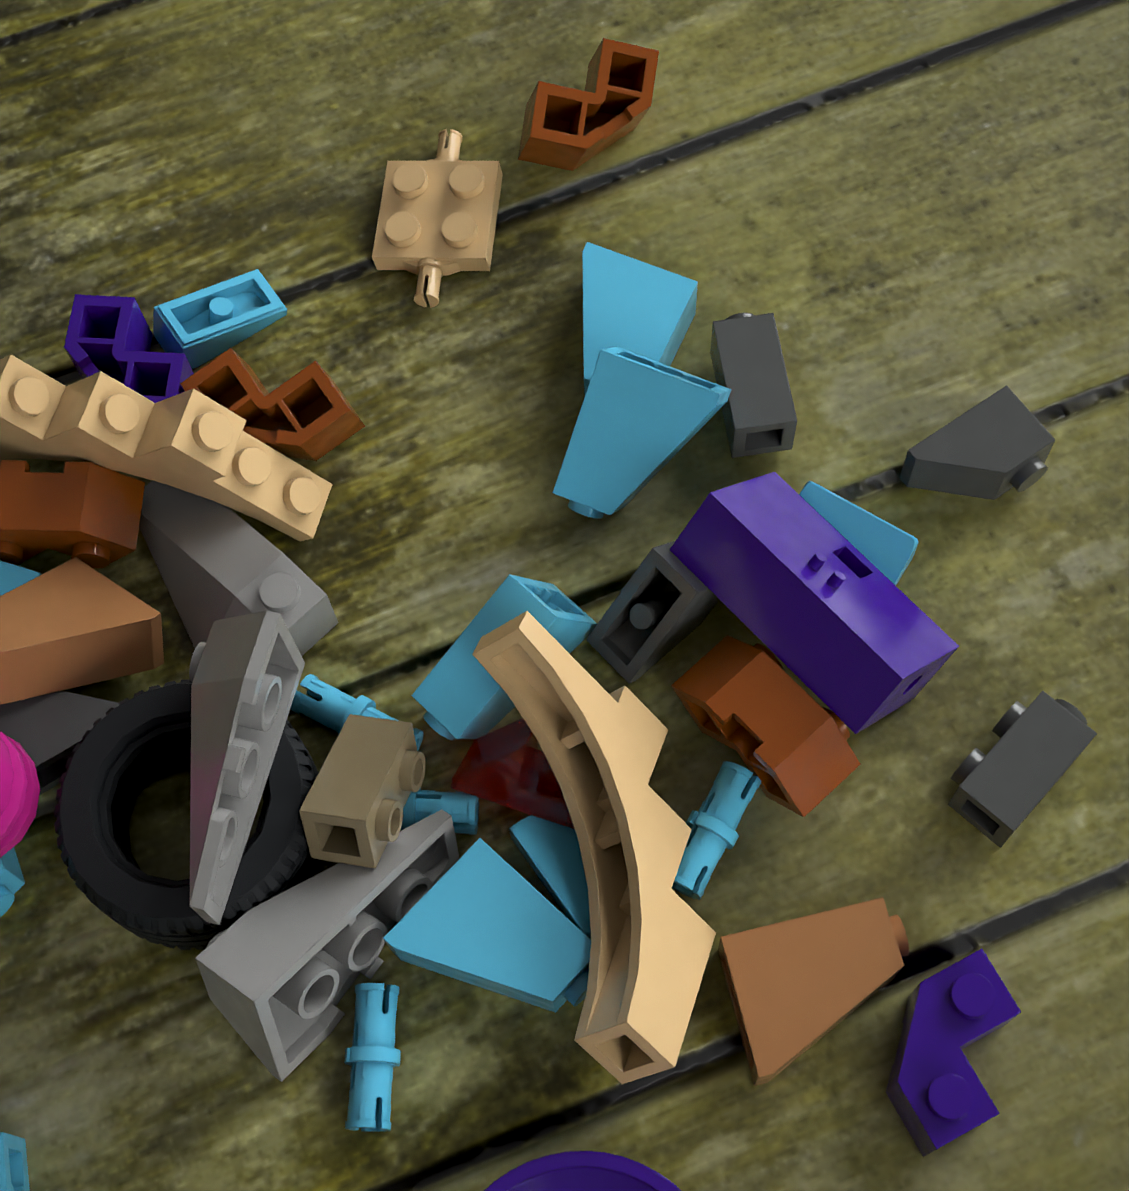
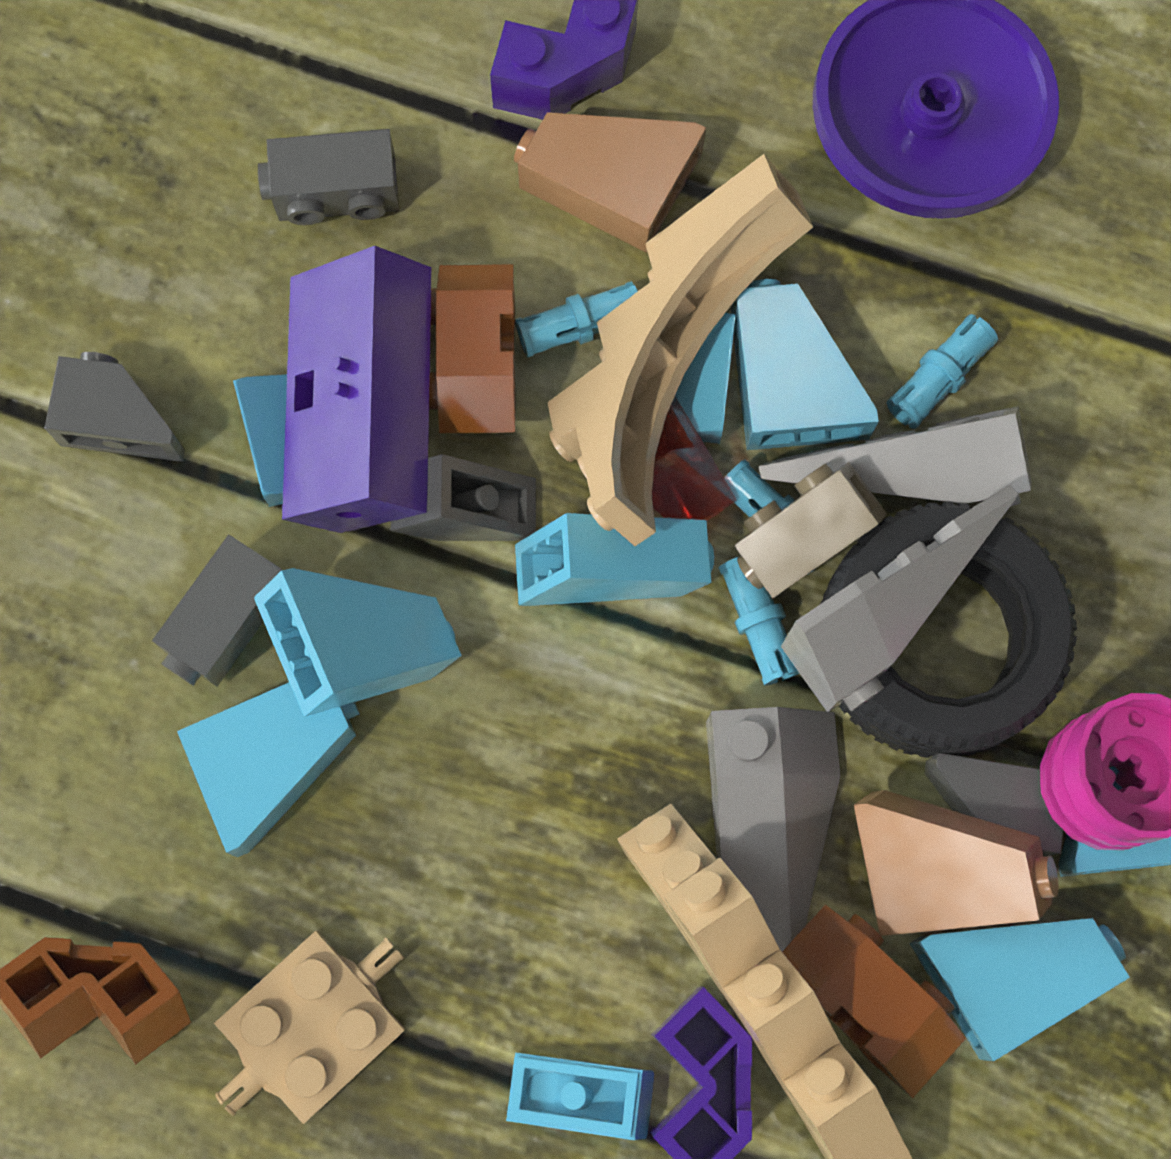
camera: 145 degrees left, 10 degrees up
(297, 419) = (641, 949): dark orange brick -> none

